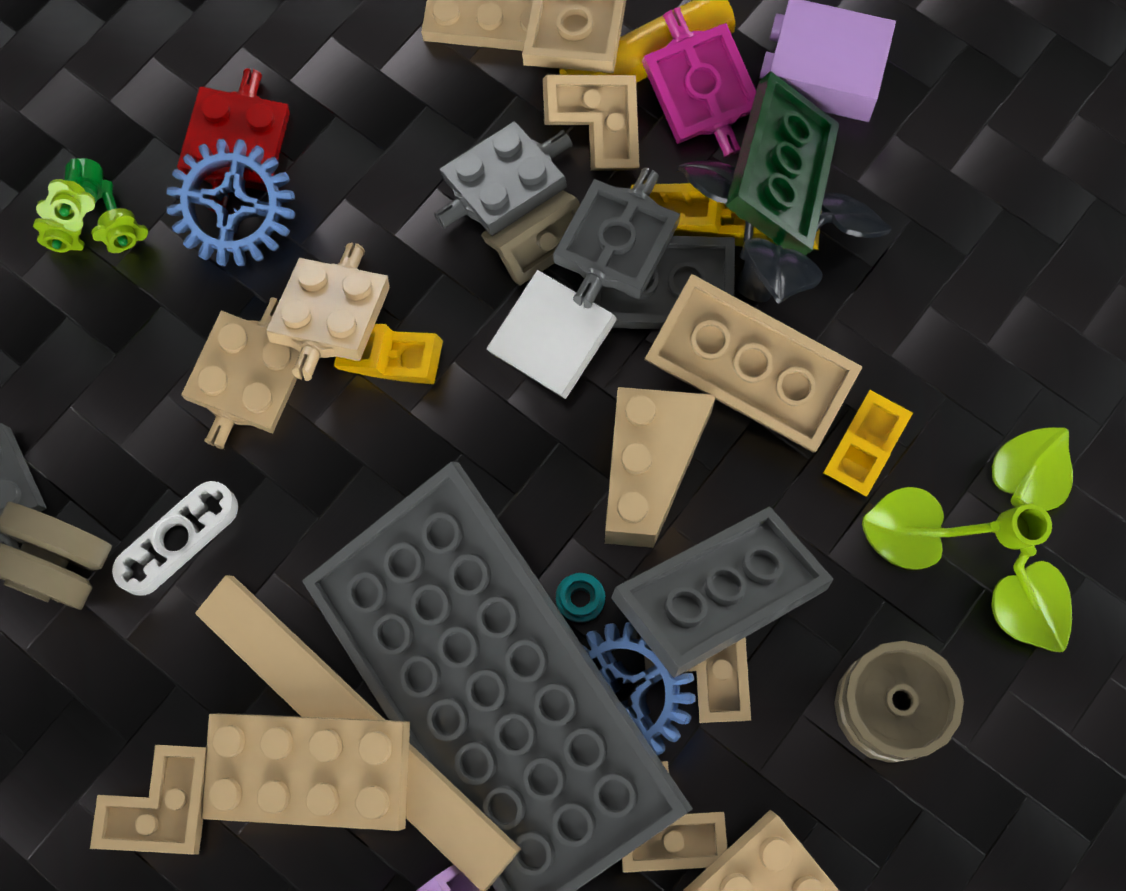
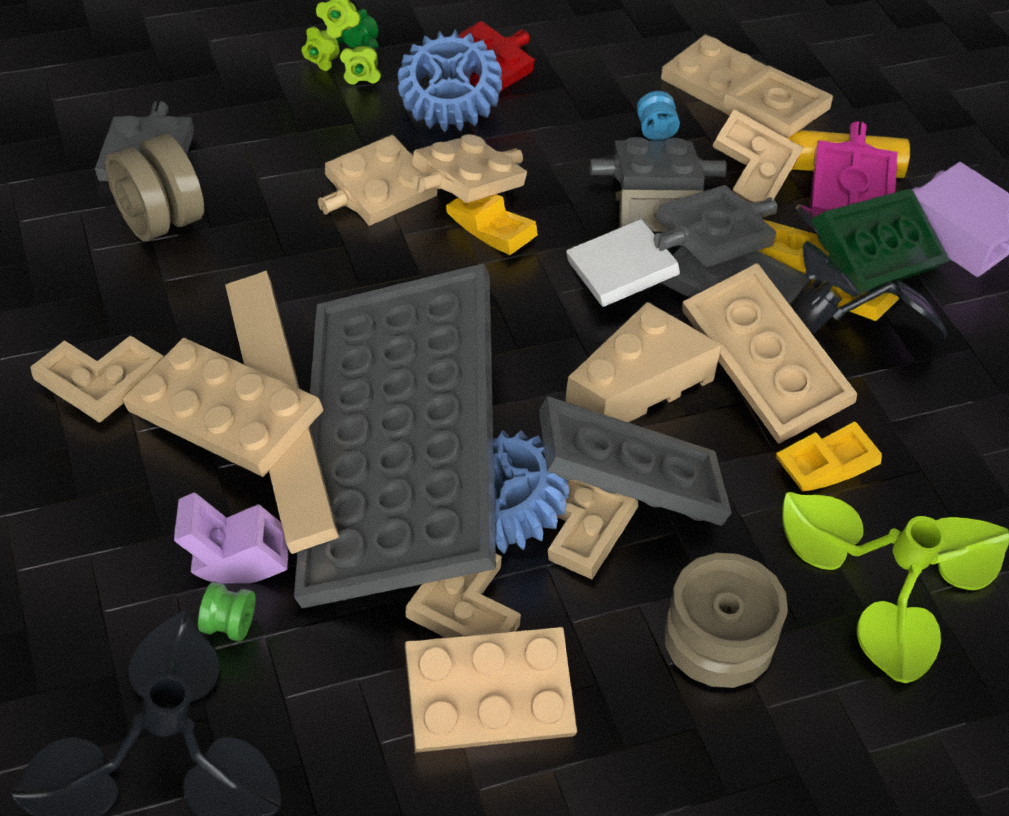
camera: 25 degrees right, 25 degrees down
(157, 572) = (219, 233): white beam -> none
(461, 108) = (656, 125): none -> dark azure wheel
(580, 582) = (514, 419): teal plate -> none

